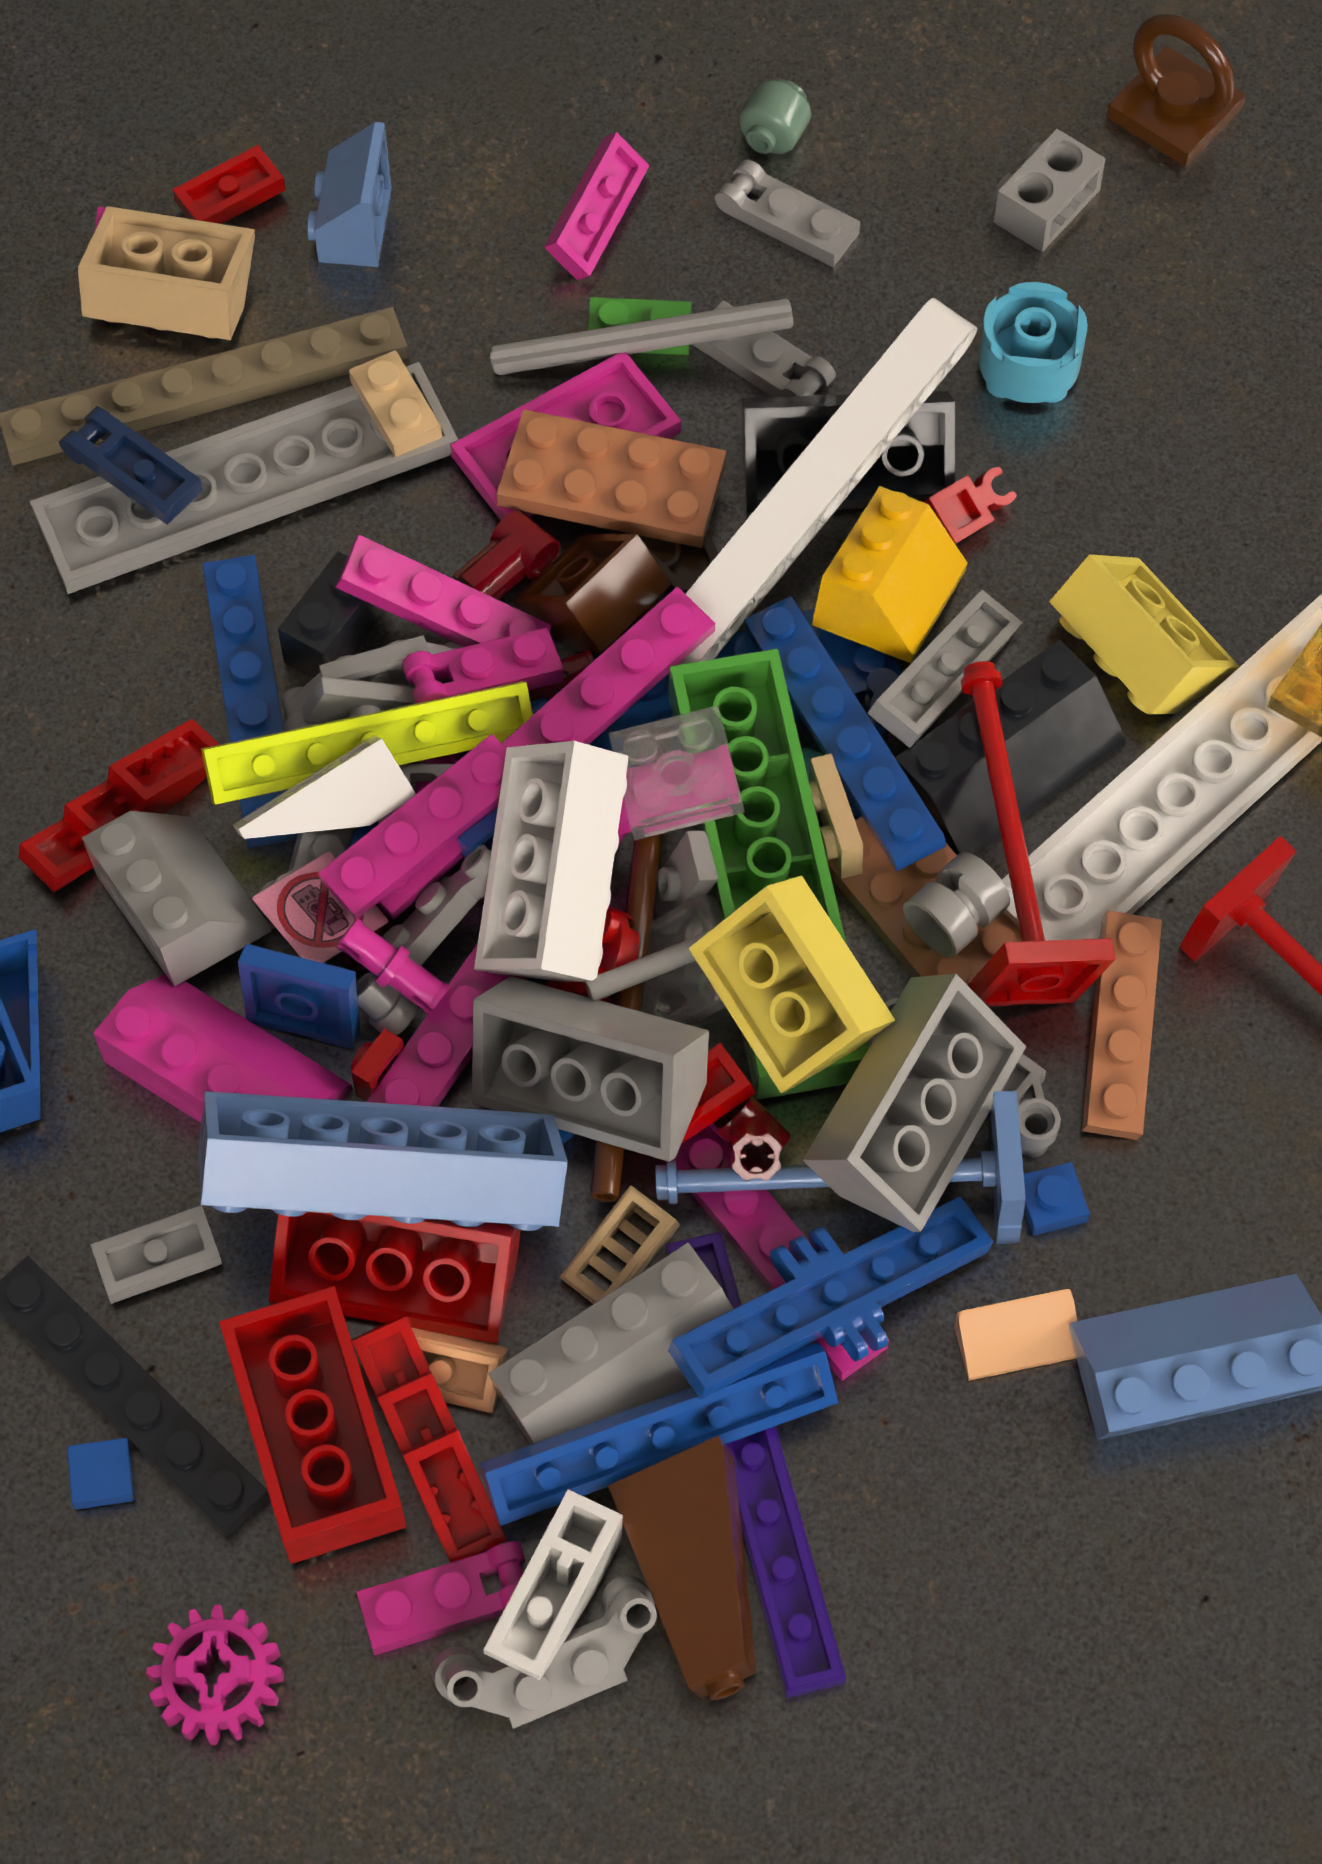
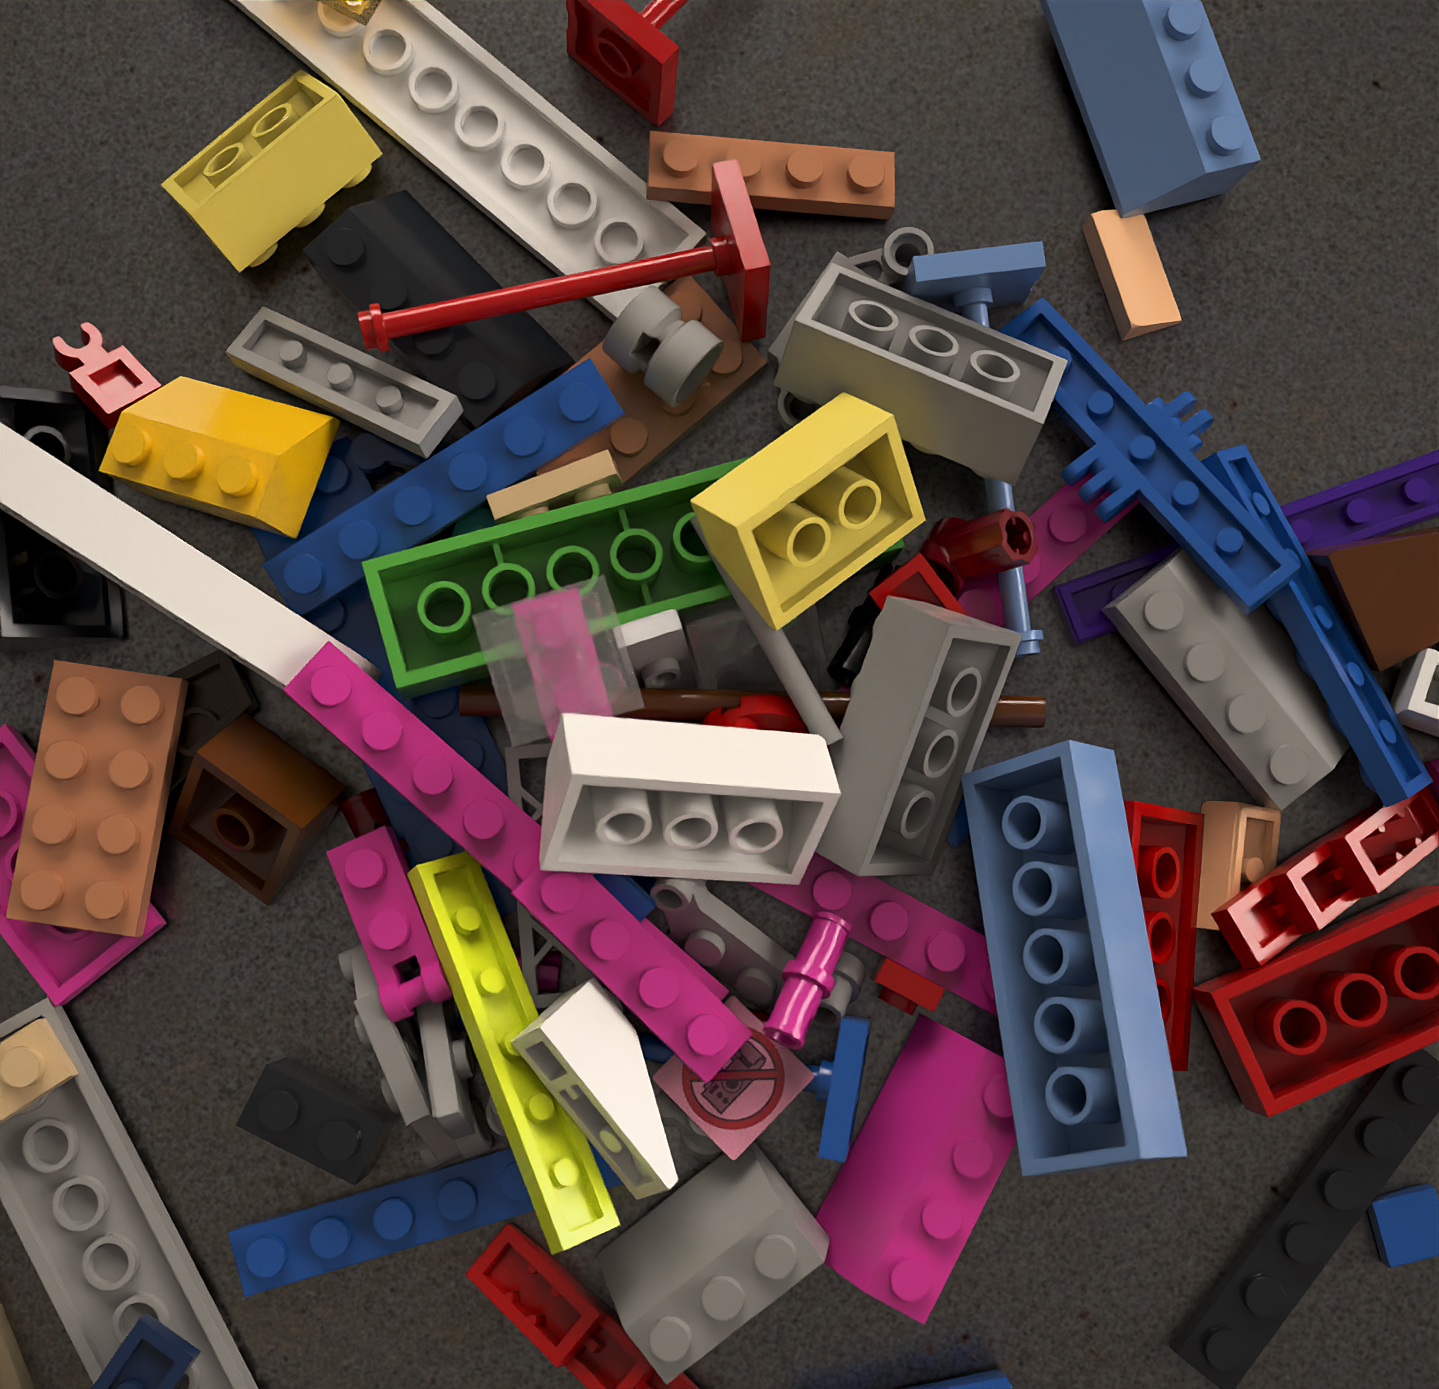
camera: 95 degrees left, 20 degrees up
(156, 1254) = (1162, 1216): light grey plate -> none
(429, 597) = (295, 995): dark pink plate -> none
(514, 551) = (204, 907): dark red piece -> none
(650, 1245) = (1032, 681): tan slope -> none
(1054, 1199) = (970, 231): blue plate -> none

